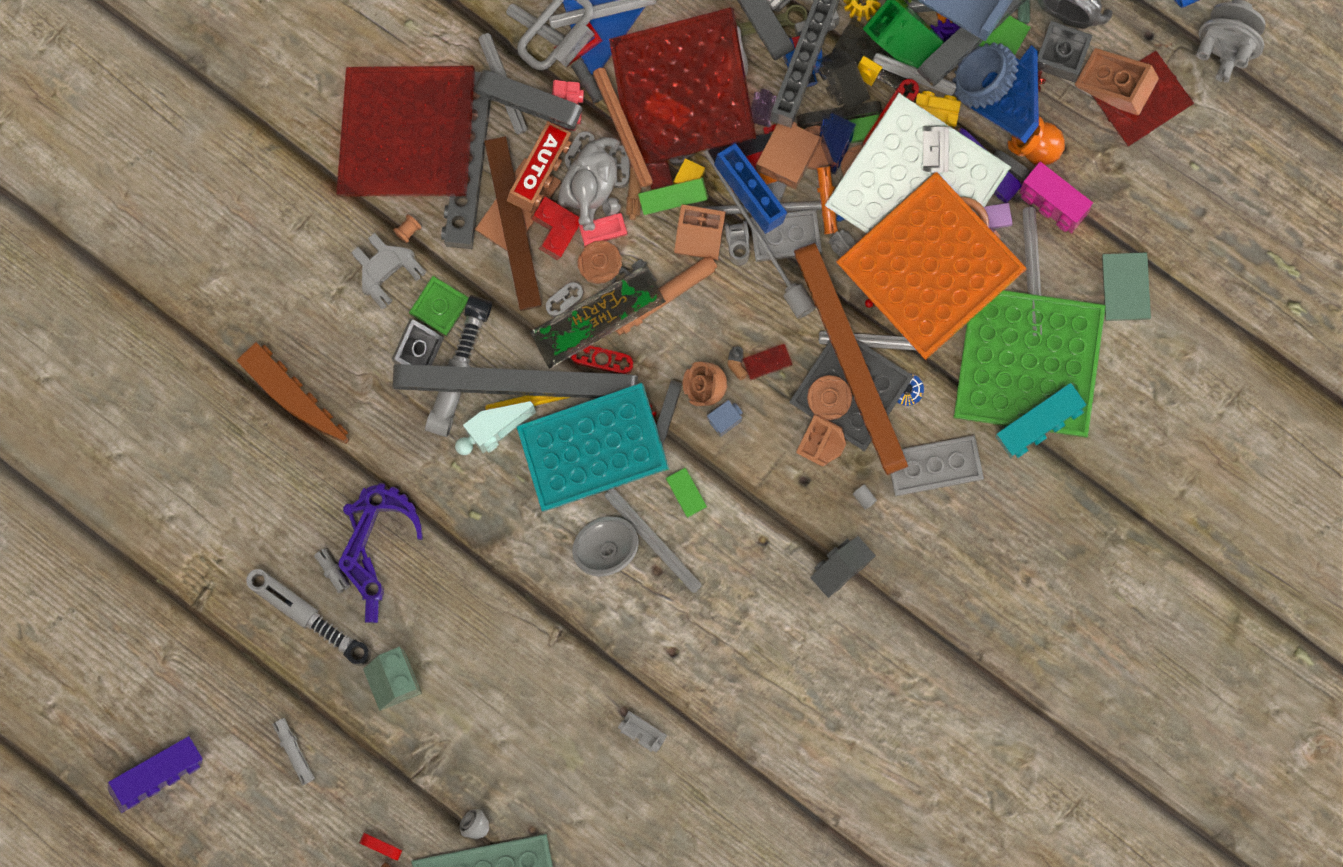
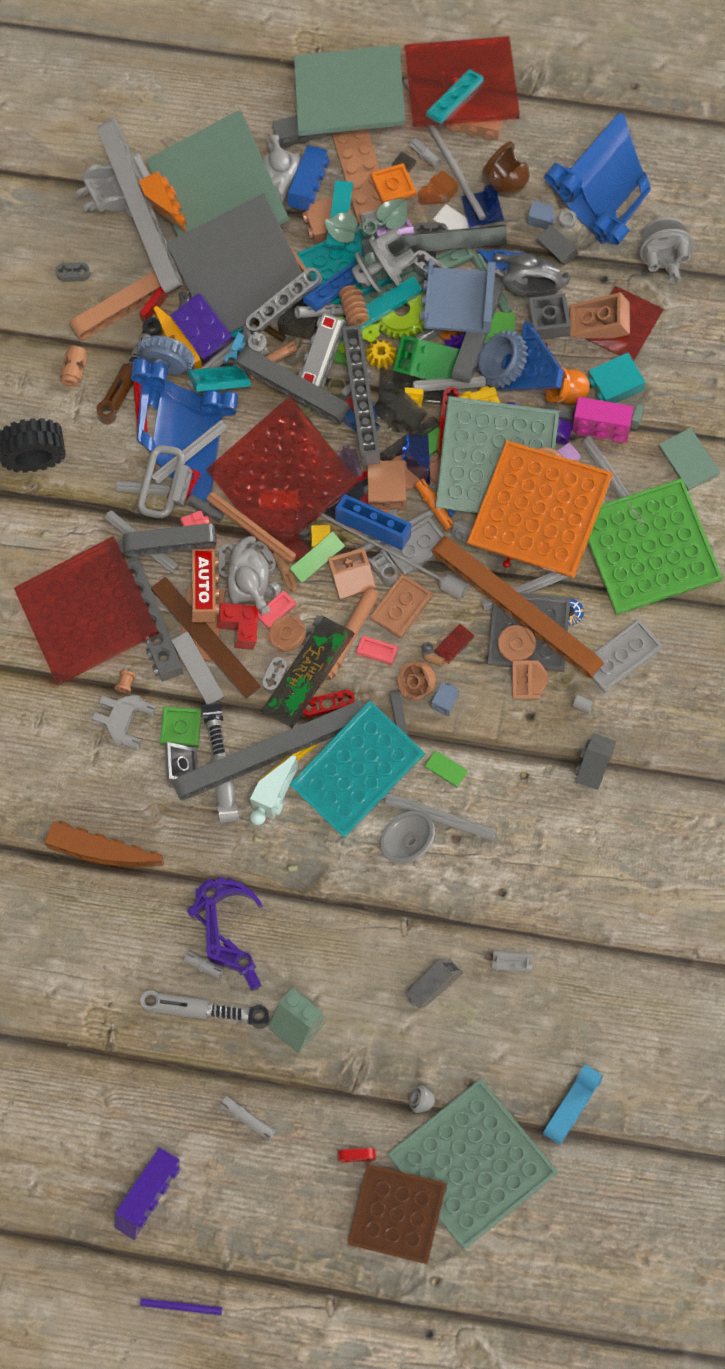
camera: 30 degrees left, 10 degrees down
(488, 253) = (197, 668): none -> light grey tile
(551, 712) = (433, 983): none -> flat silver slope
(683, 327) = (377, 650): none -> coral tile
(734, 292) = (401, 606): none -> nougat tile
(936, 148) = (497, 422): hinge -> none
(1041, 420) = (682, 582): teal brick -> none
(1095, 159) = (616, 379): none -> teal brick
(1096, 212) = (637, 416): none -> sand green tile

